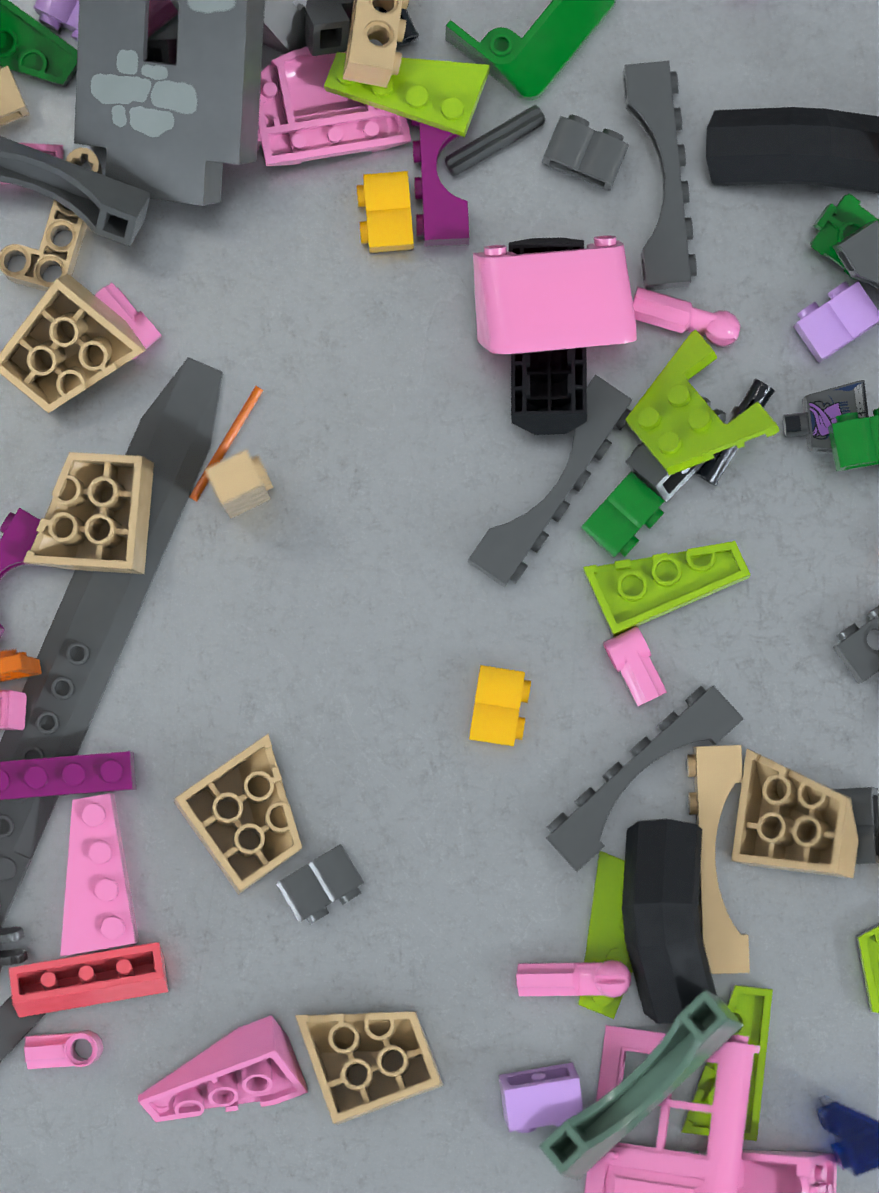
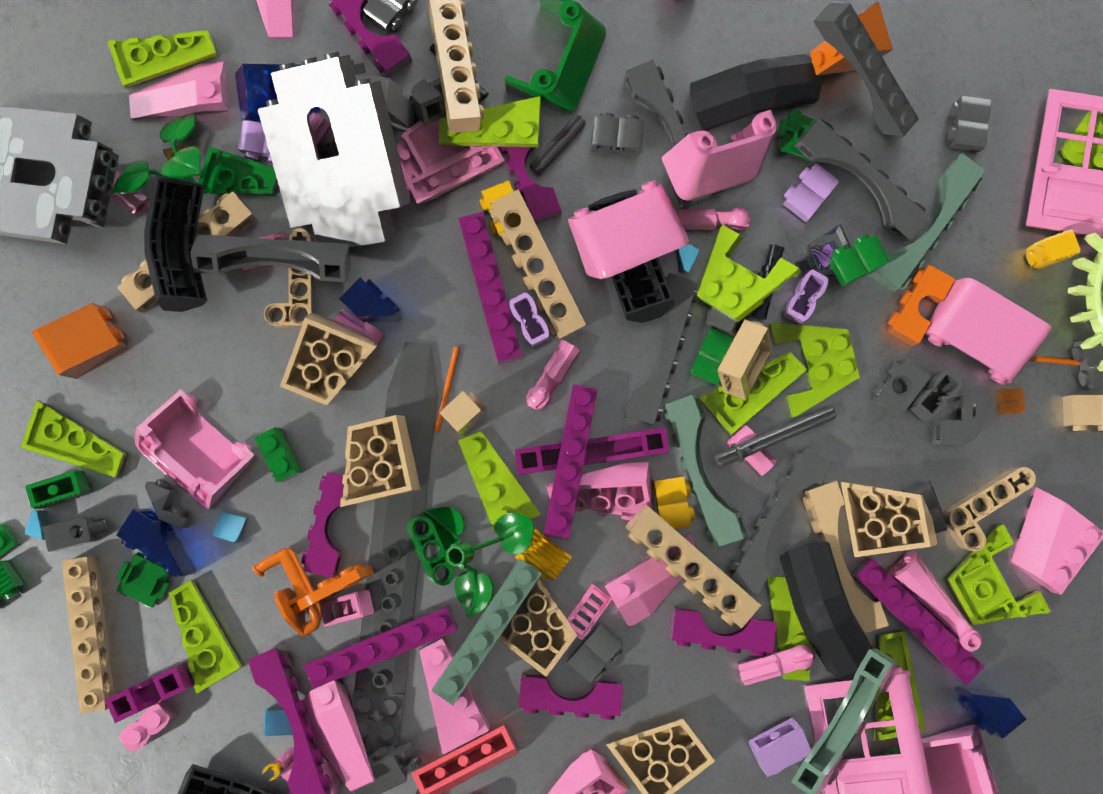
camera: 15 degrees left, 0 degrees up
(142, 679) = (439, 558): none -> green beam
(150, 287) = (367, 304): none -> clear blue slope
(161, 639) = (473, 589): none -> green plant
(175, 799) = (486, 632): none -> sand green arch
(221, 915) = (602, 699): none -> magenta arch
(255, 608) = (494, 481): none -> lime wing
(288, 719) = (545, 556): none -> yellow brick
(333, 318) = (490, 288): none -> magenta arch
(360, 814) = (581, 634): none -> bright pink slope
(369, 601) = (570, 462): none -> magenta arch
(376, 389) = (525, 314): none -> lavender brick
(385, 468) = (553, 373): none -> bright pink piece
(404, 595) = (598, 450): none -> magenta arch
(421, 661) = (615, 490): none -> bright pink wedge
(428, 809) = (644, 587): none -> bright pink wedge
(435, 398) = (572, 318): none -> tan brick
(553, 879) = (742, 604): none -> tan brick
(556, 594) = (723, 520): none -> sand green arch
(556, 929) = (756, 635): none -> magenta arch
(629, 360) = (686, 258): none -> medium azure slope
(663, 531) = (745, 359): none -> tan window
(672, 655) = (740, 451): none -> dark grey axle
(686, 242) = (702, 168): none -> bright pink windscreen
(786, 568) = (827, 358): none -> lime wing
(787, 464) = (807, 291): none -> lavender brick
(794, 980) = (917, 620): none -> magenta arch
(814, 927) = (920, 583): none -> bright pink animal

